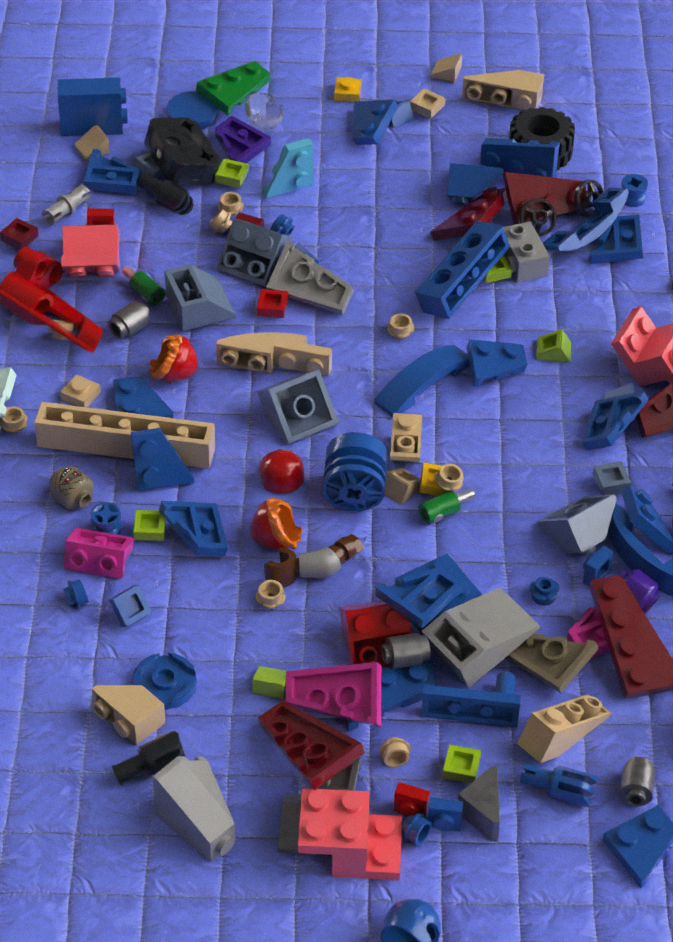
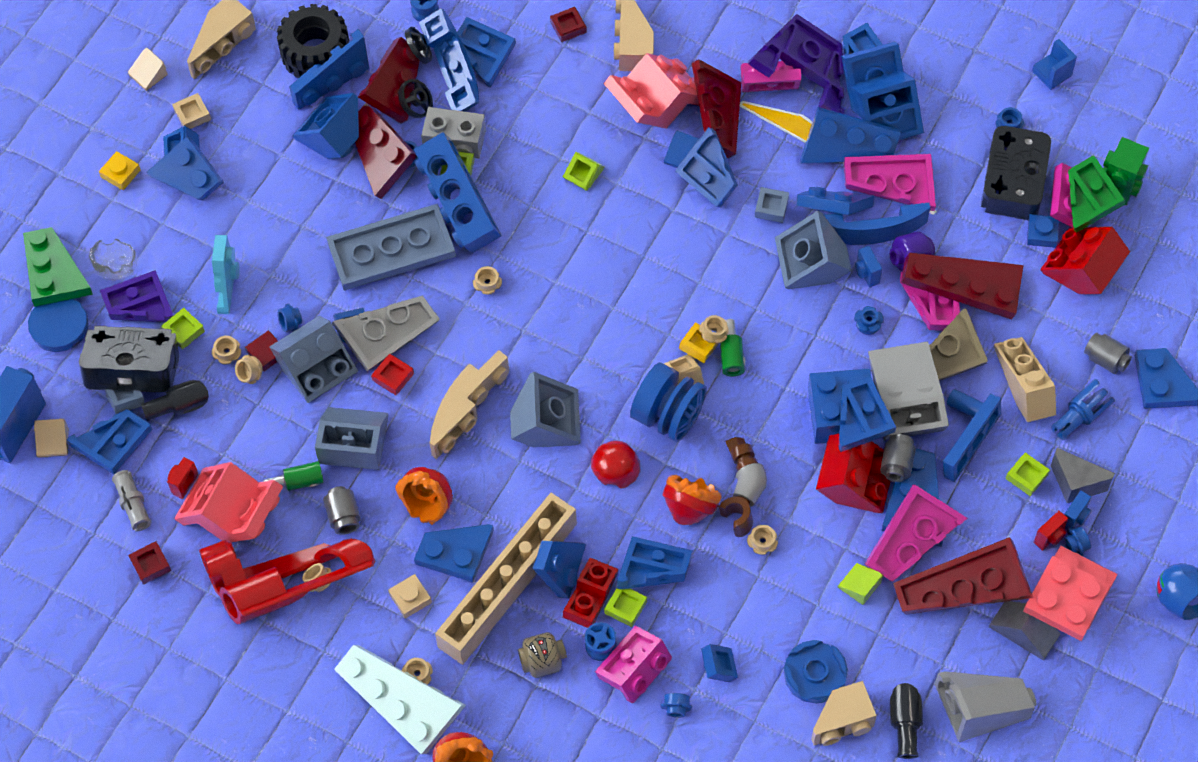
camera: 60 degrees left, 15 degrees up
(135, 499) = (590, 593): none -> red slope
(385, 256) = (390, 247): none -> sand blue plate
(395, 752) = (989, 519): tan plate -> none
(406, 437) = (646, 343): tan slope -> none
(418, 376) = (565, 294): blue slope -> none
(495, 360) = (578, 225): blue wing -> none

